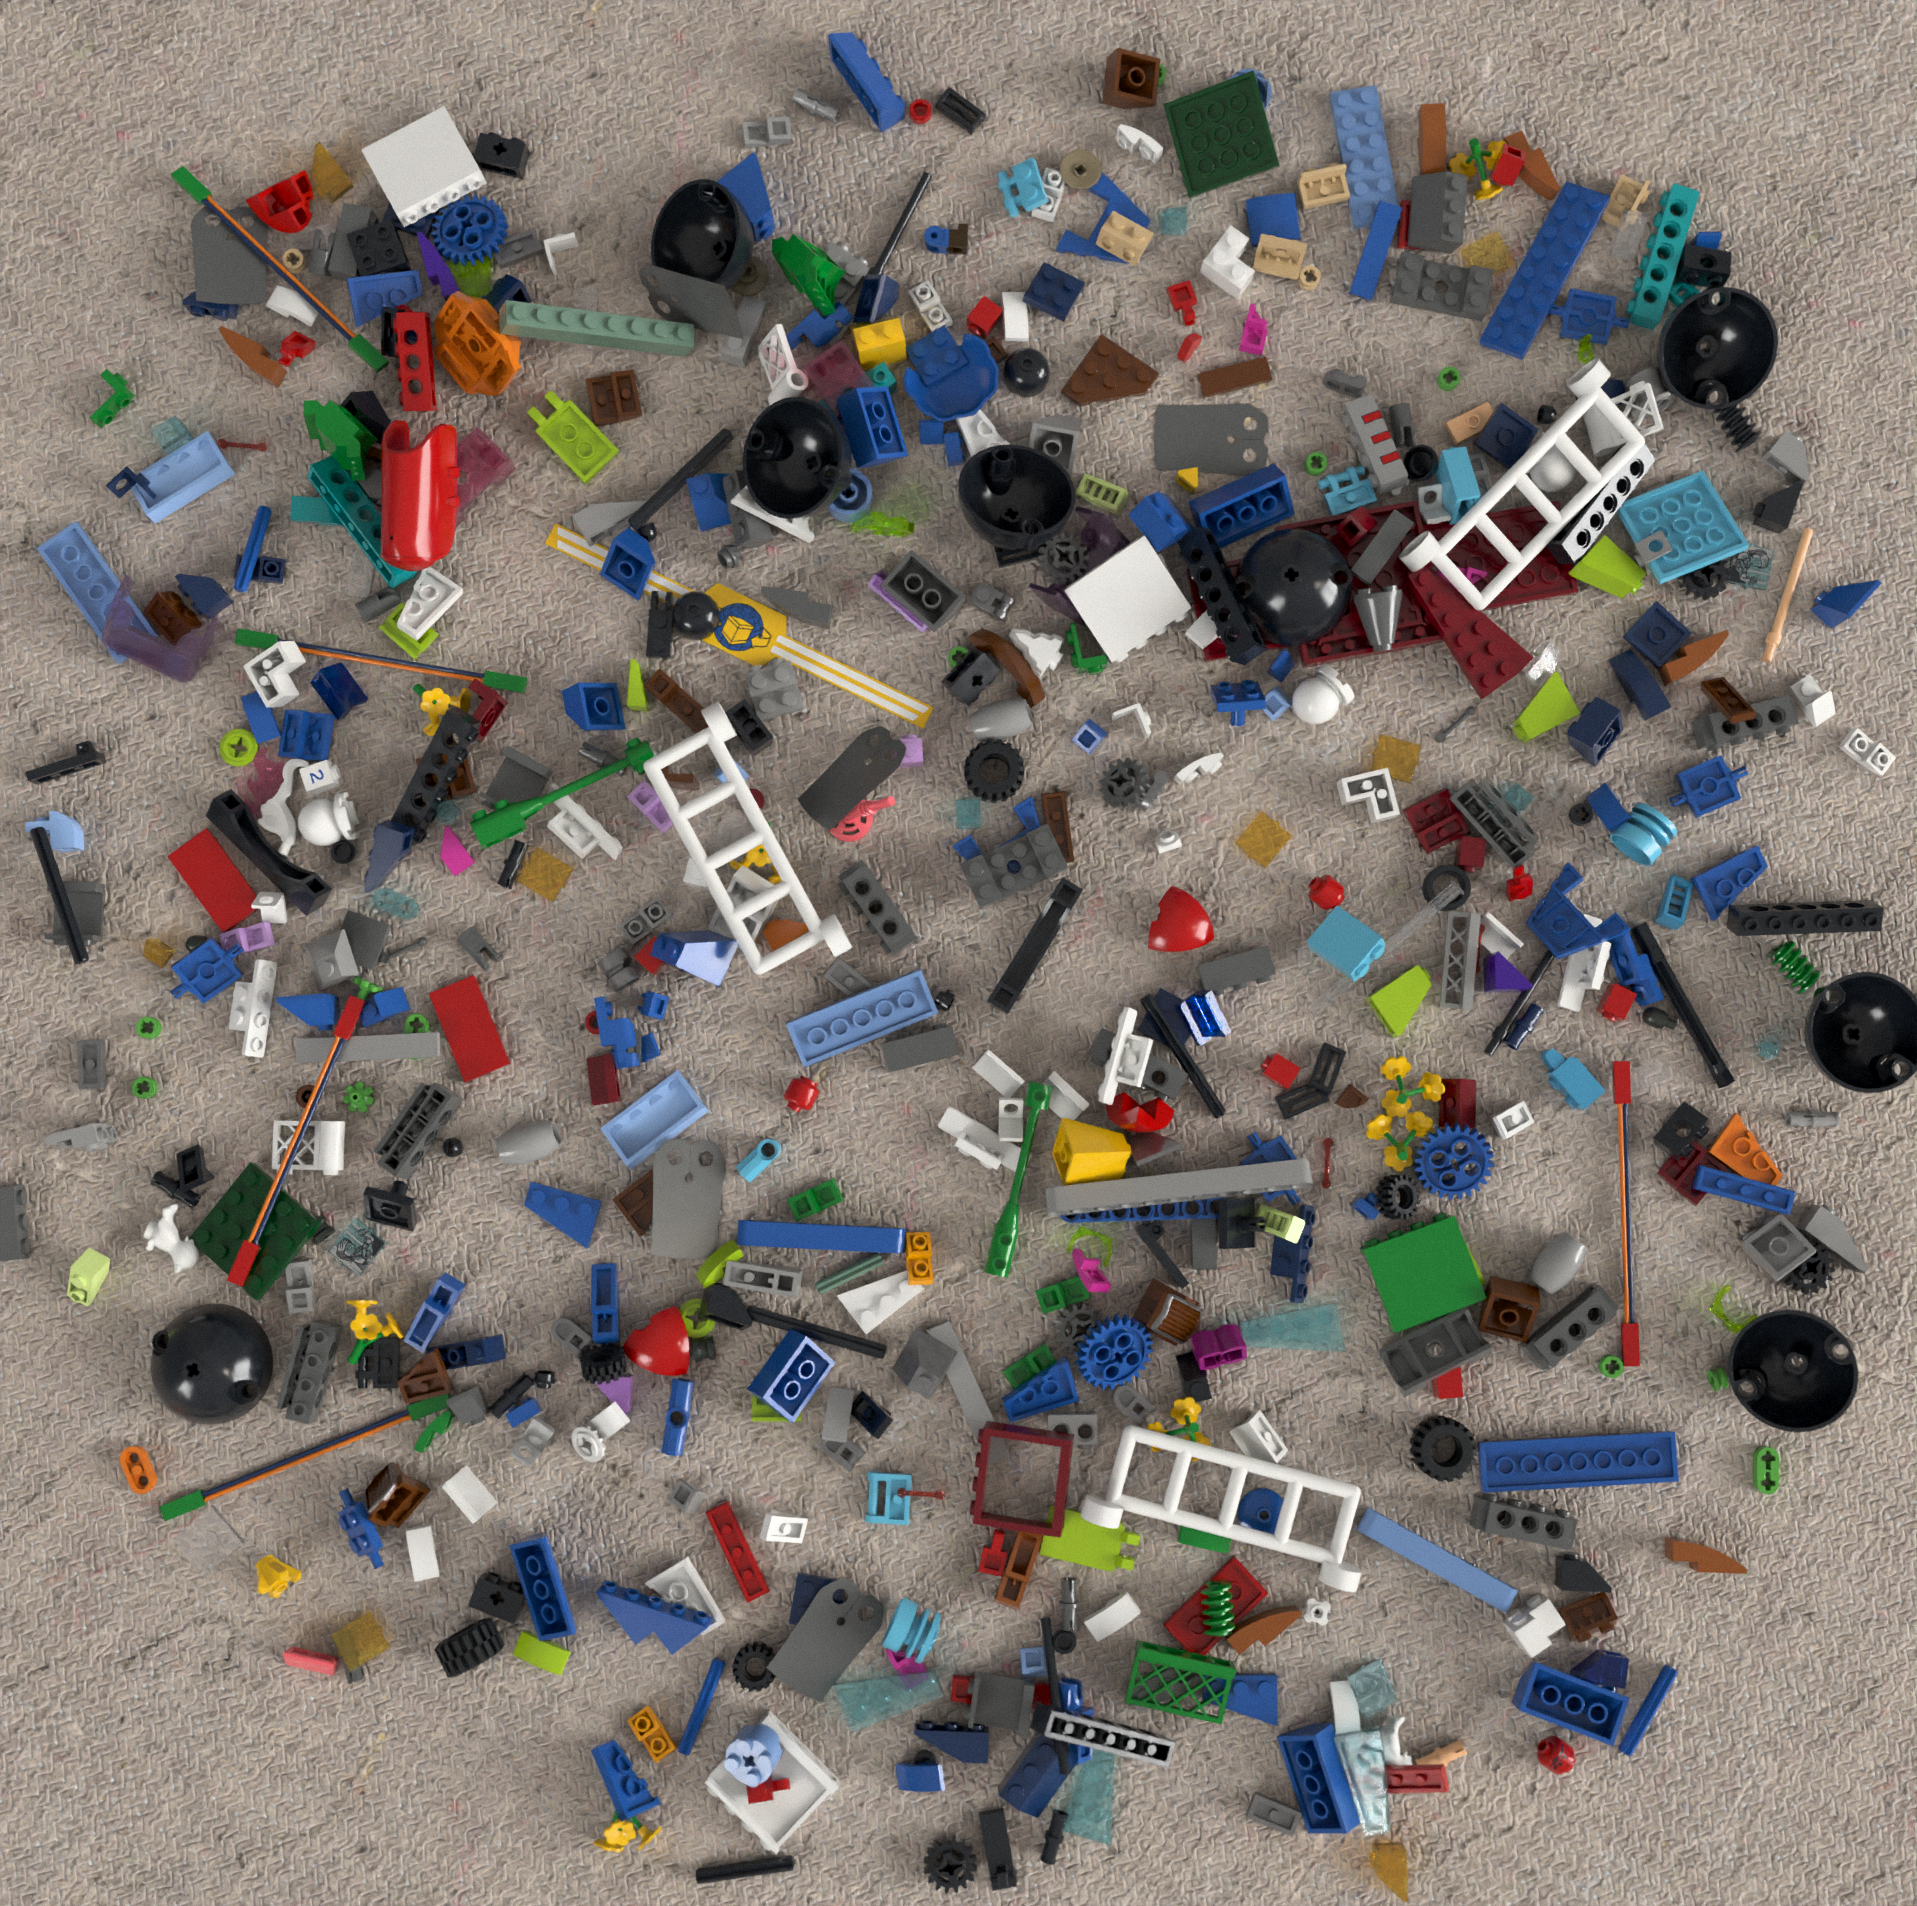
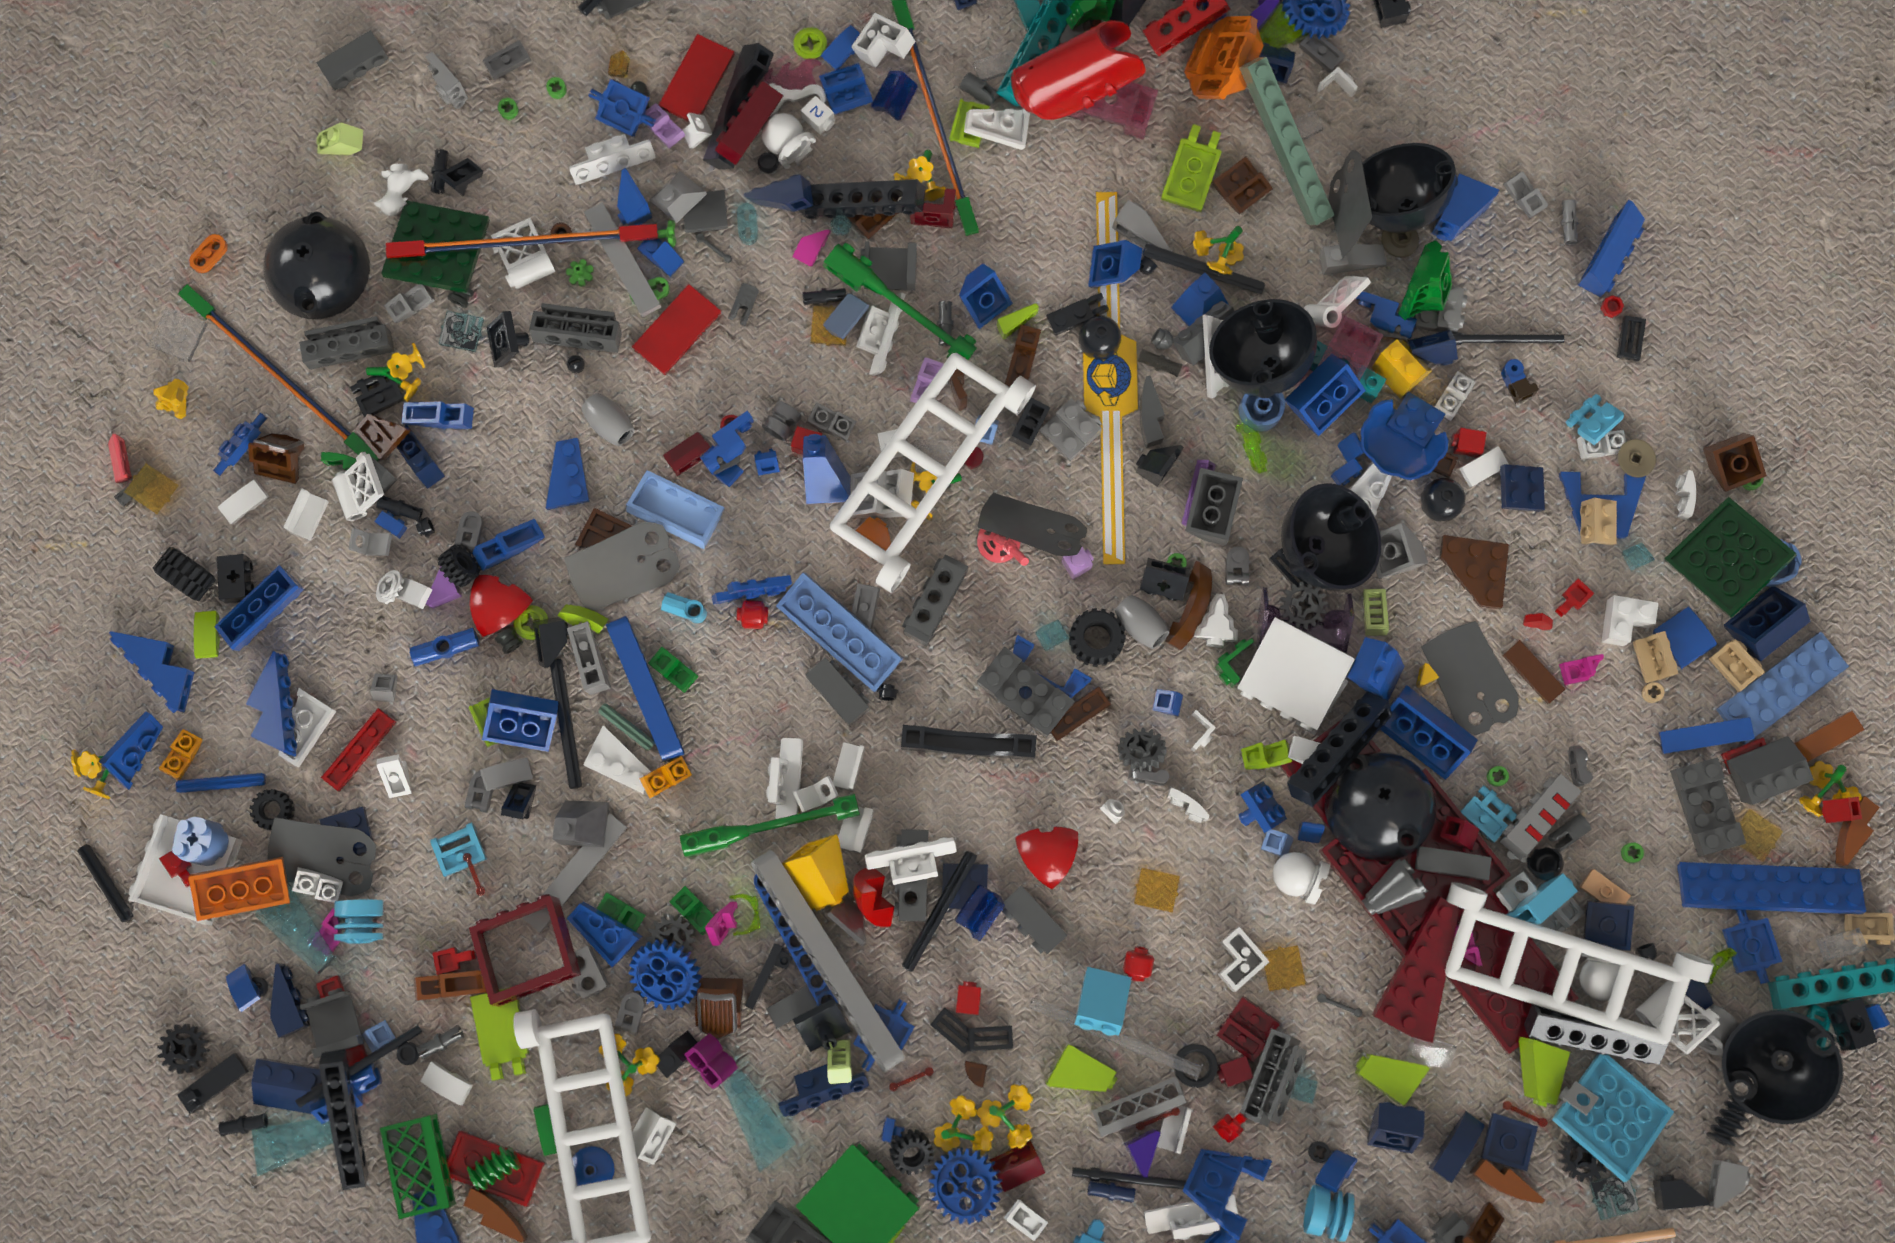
camera: 65 degrees right, 5 degrees down
(294, 850) = (748, 123): none -> dark red brick
(470, 1437) = (350, 491): none -> white piece
(544, 1720) = (154, 661): none -> blue slope
(545, 853) = (845, 316): none -> sand blue slope
(672, 444) = (1229, 251): none -> yellow plant
(752, 570) = (1159, 362): none -> clear smoke pin
(779, 1081) = (753, 589): none -> blue wing
(820, 1735) = (239, 888): none -> orange slope
(852, 624) = (1157, 463): none -> black slope
(853, 1654) = (317, 884): none -> white slope
(1189, 669) = (1261, 756): none -> lime slope
(1298, 135) = (1768, 622): none -> dark blue slope
(1652, 595) = (1542, 1122): none -> clear red hinge

